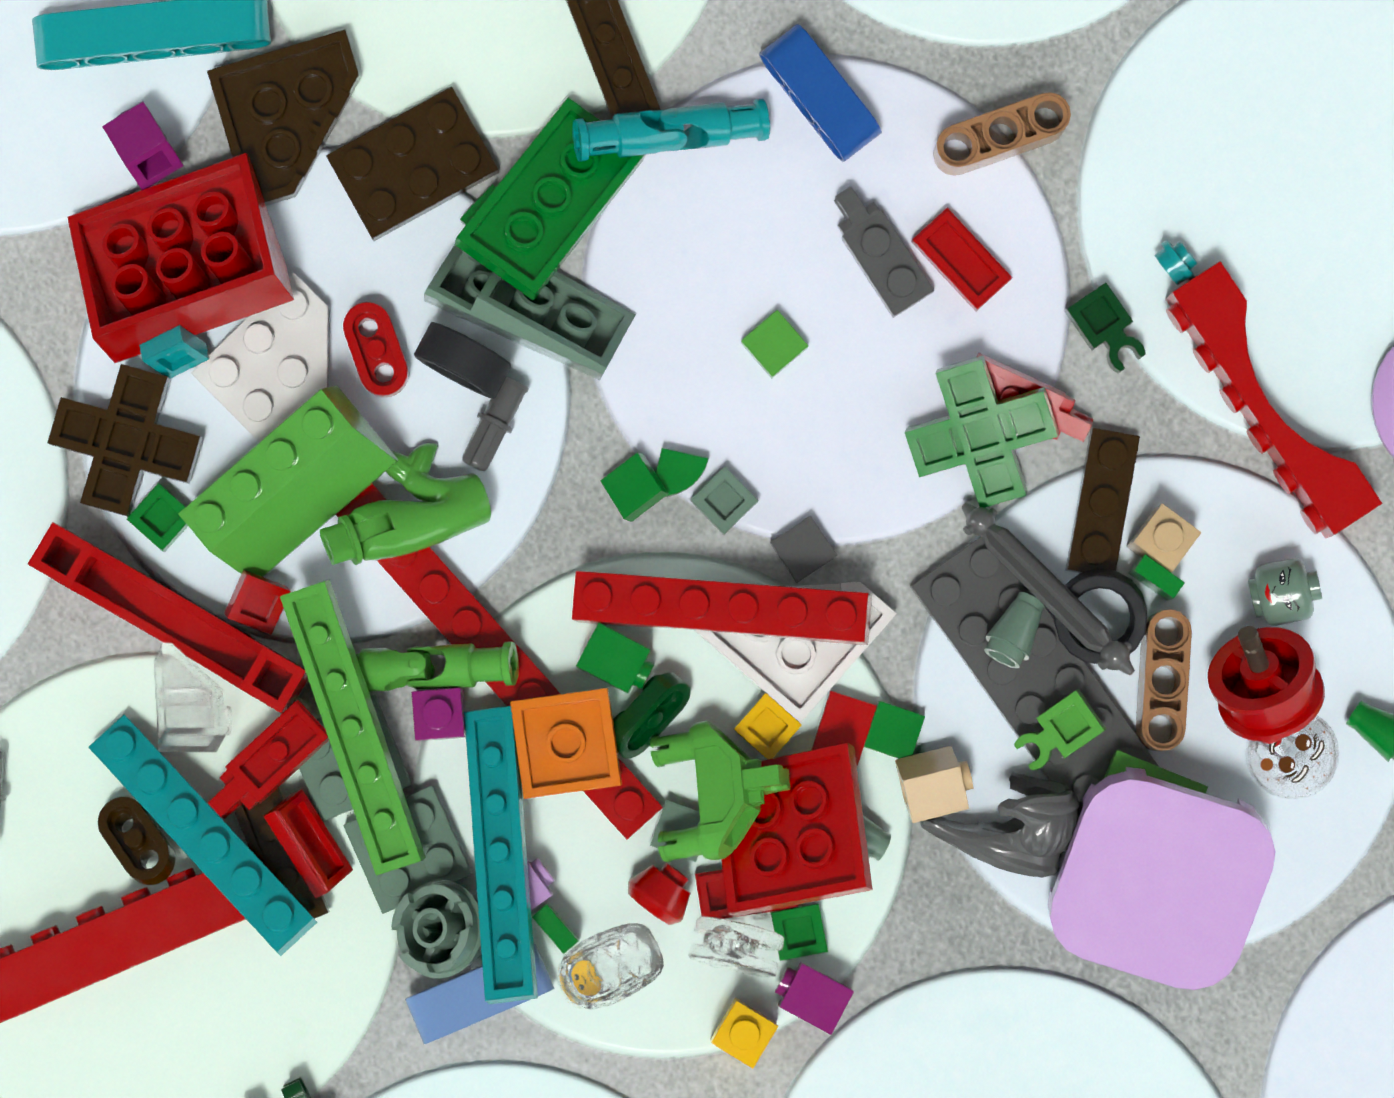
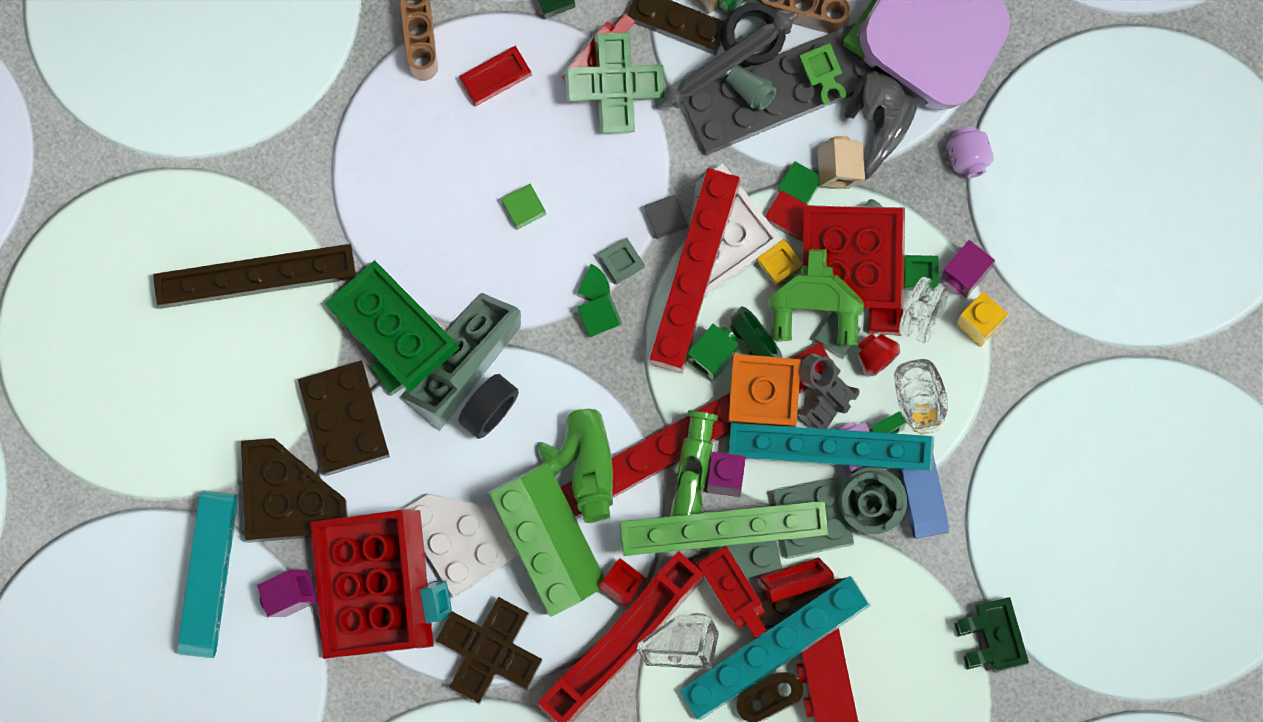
camera: 70 degrees left, 10 degrees down
(159, 518) = (548, 638): green tile -> none
(375, 351) = (466, 467): red plate -> none
(494, 425) = (537, 400): dark grey axle -> none
(591, 837) = (830, 398): none -> dark grey piece
(664, 130) = (364, 238): teal piece -> none
(820, 93) = (362, 140): blue beam -> none
(881, 254) = (479, 125): dark grey hinge -> none
(993, 967) = (970, 152): none -> lavender head

